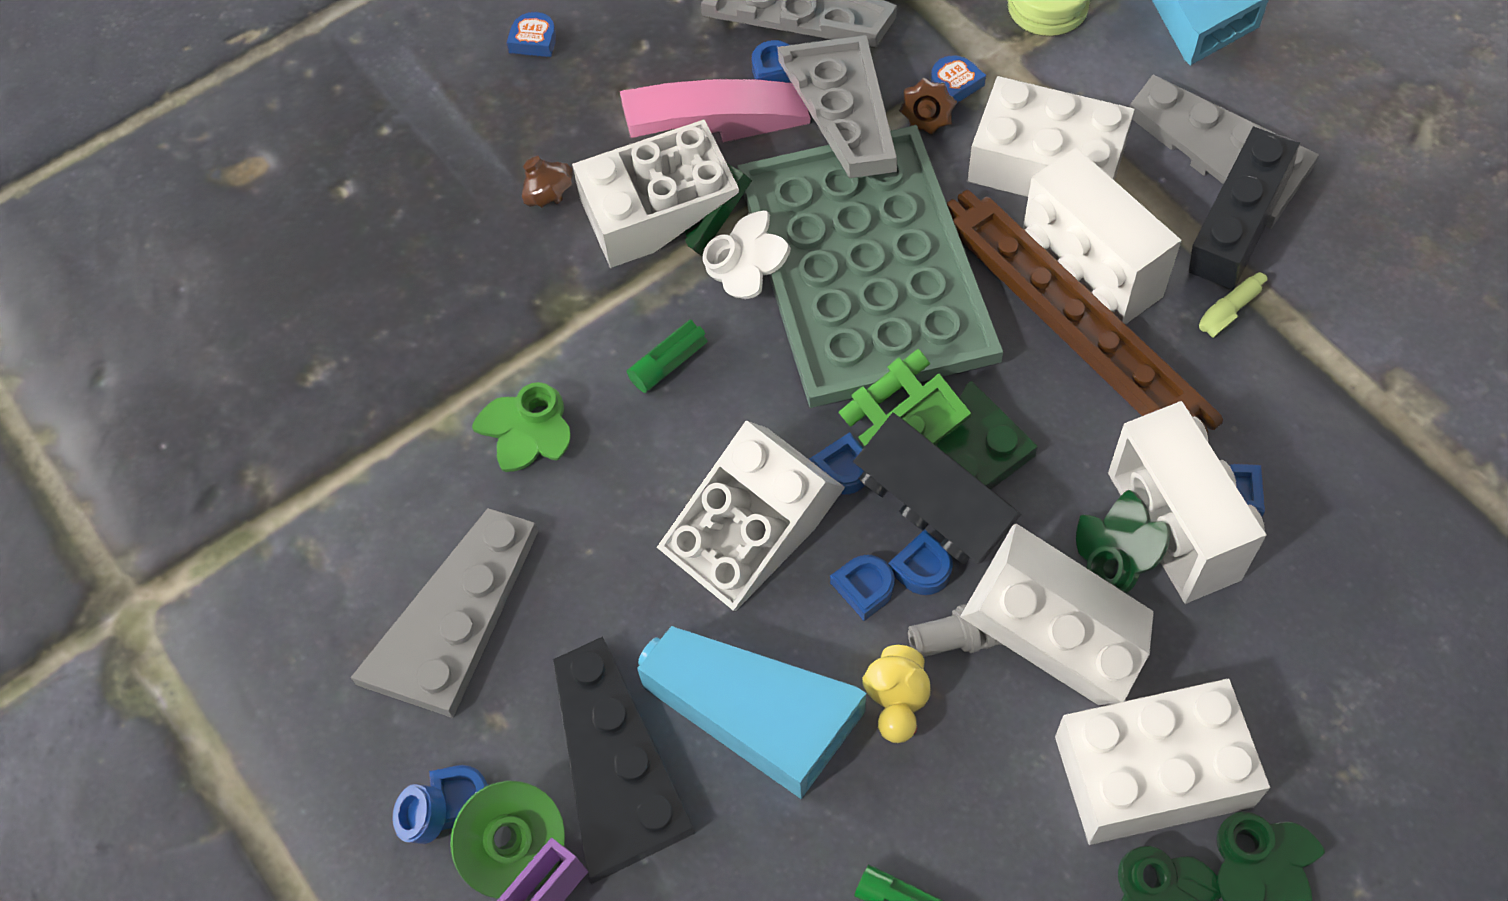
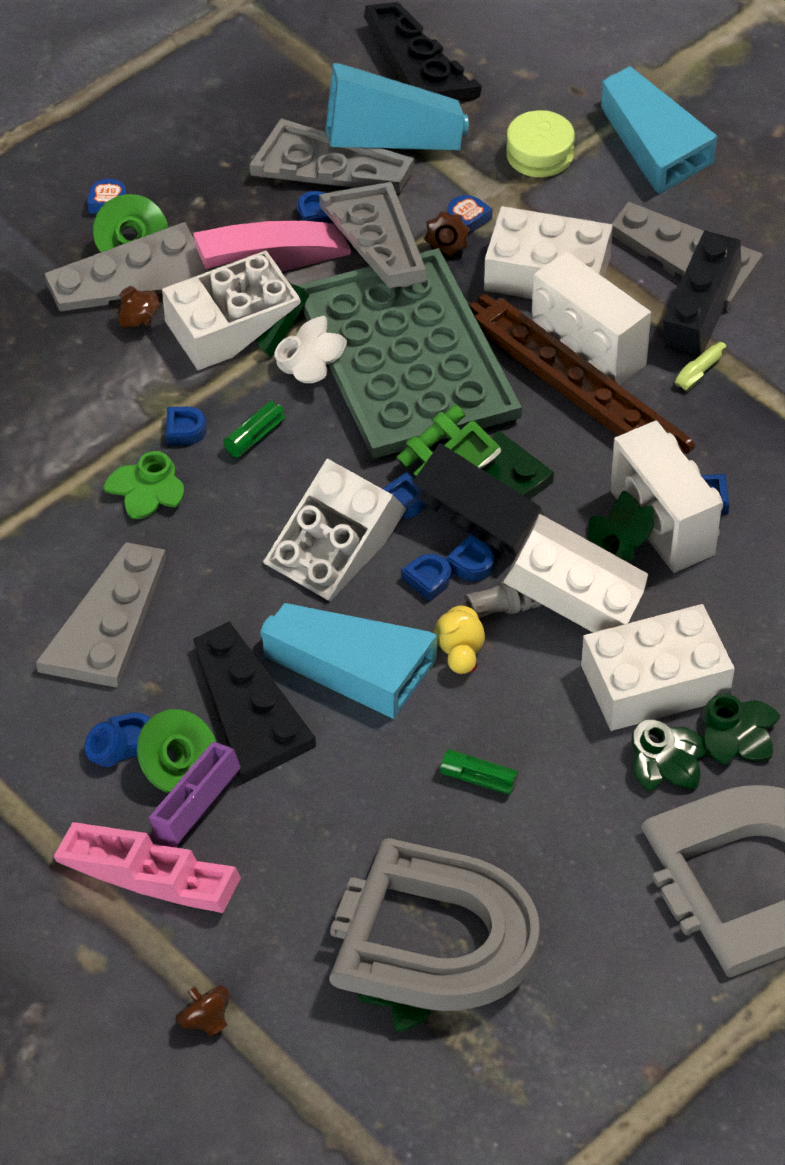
camera: 10 degrees left, 10 degrees down
(546, 58) = (126, 212): none -> bright green dish
(555, 128) = (142, 263): none -> light grey wing
(583, 345) = (185, 425): none -> blue tile

